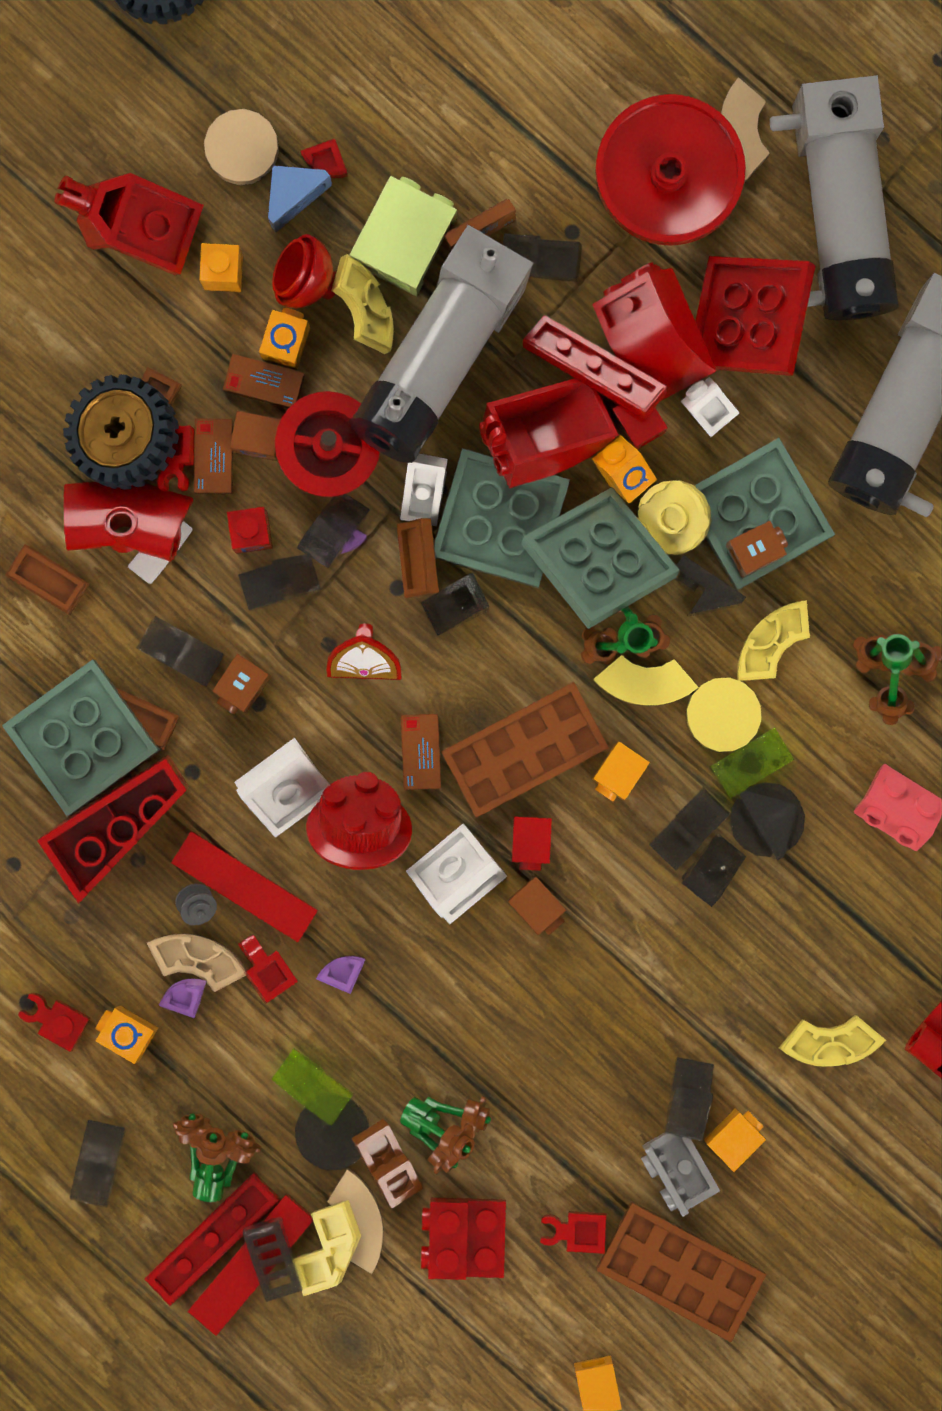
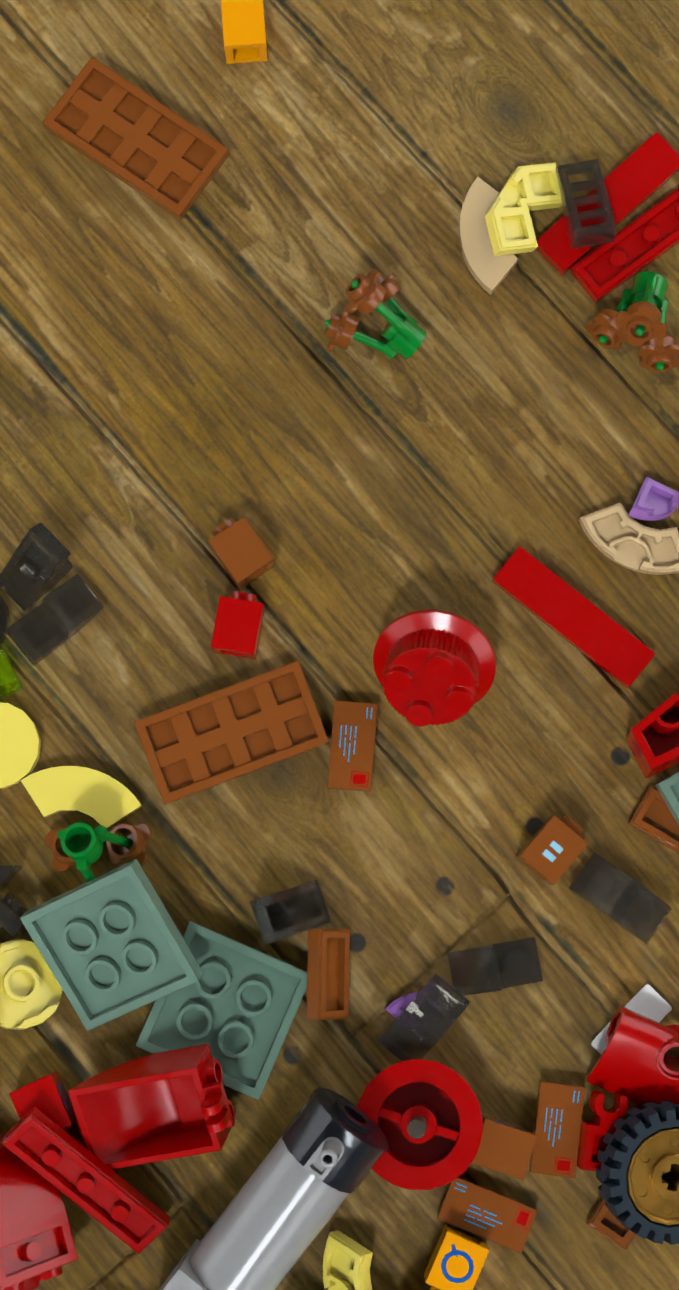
camera: 175 degrees left, 5 degrees down
(196, 904) = (631, 602): dark grey wheel -> none
(249, 530) = (523, 1032): red brick -> none
(269, 973) = (556, 515): red plate -> none
(282, 787) = (518, 723): white bracket -> none
(312, 1087) = (521, 384): clear neon green slope -> none
(331, 1145) = (503, 334): clear smoke tile -> none
(342, 972) = (472, 507): medium lavender tile -> none
(363, 658) = (406, 862): shield -> none
(387, 1163) = (446, 291): dark orange slope -> none
(424, 488) = (310, 1055): white slope -> none
(456, 874) = (330, 600): white bracket -> none
(464, 1238) = (370, 202): red plate -> none
(583, 1231) = (238, 192): red plate -> none
(619, 772) = (125, 692): light orange brick -> none
(624, 469) = (68, 1049): light orange brick -> none
(680, 1170) = (121, 246): light grey bracket -> none
(689, 1099) = (98, 318): clear smoke slope -> none
(736, 1138) = (54, 270): light orange brick -> none

